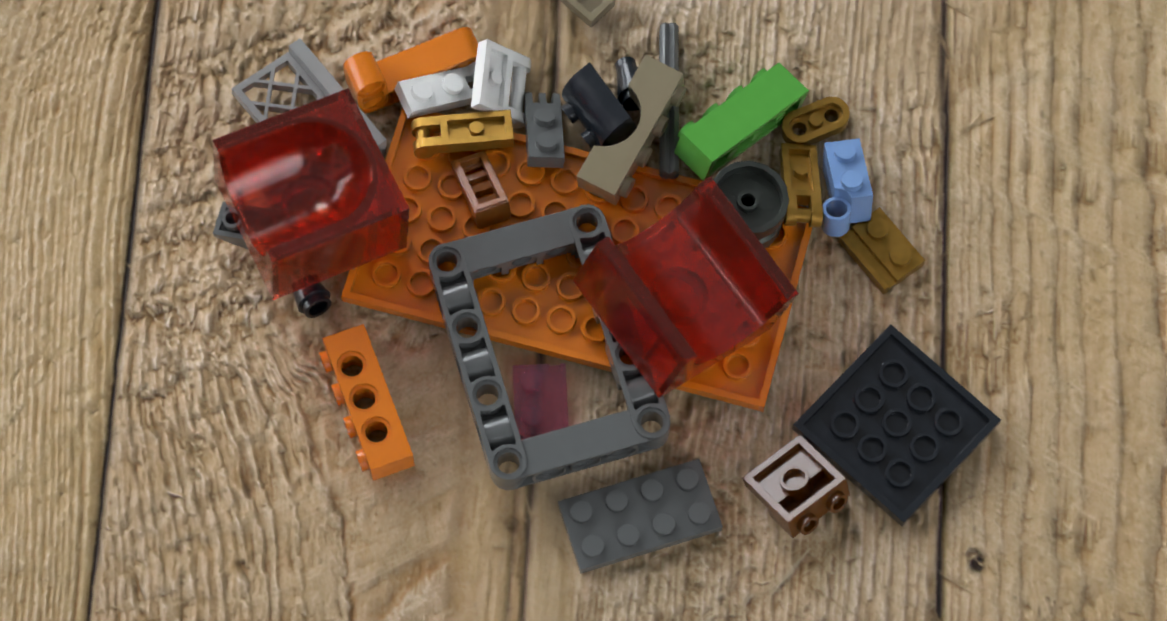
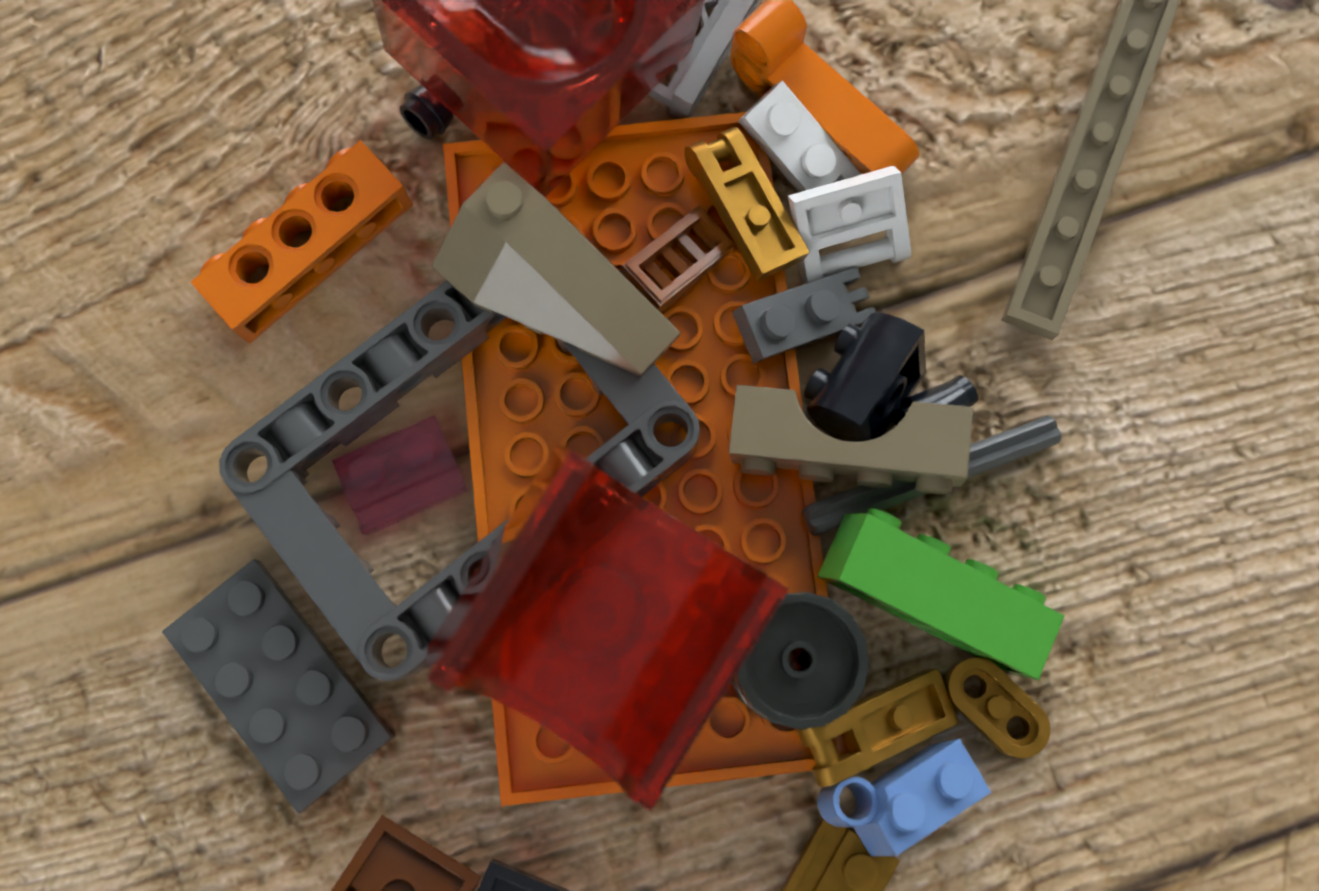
camera: 70 degrees right, 10 degrees up
(465, 250) = (533, 266): none -> dark tan wedge

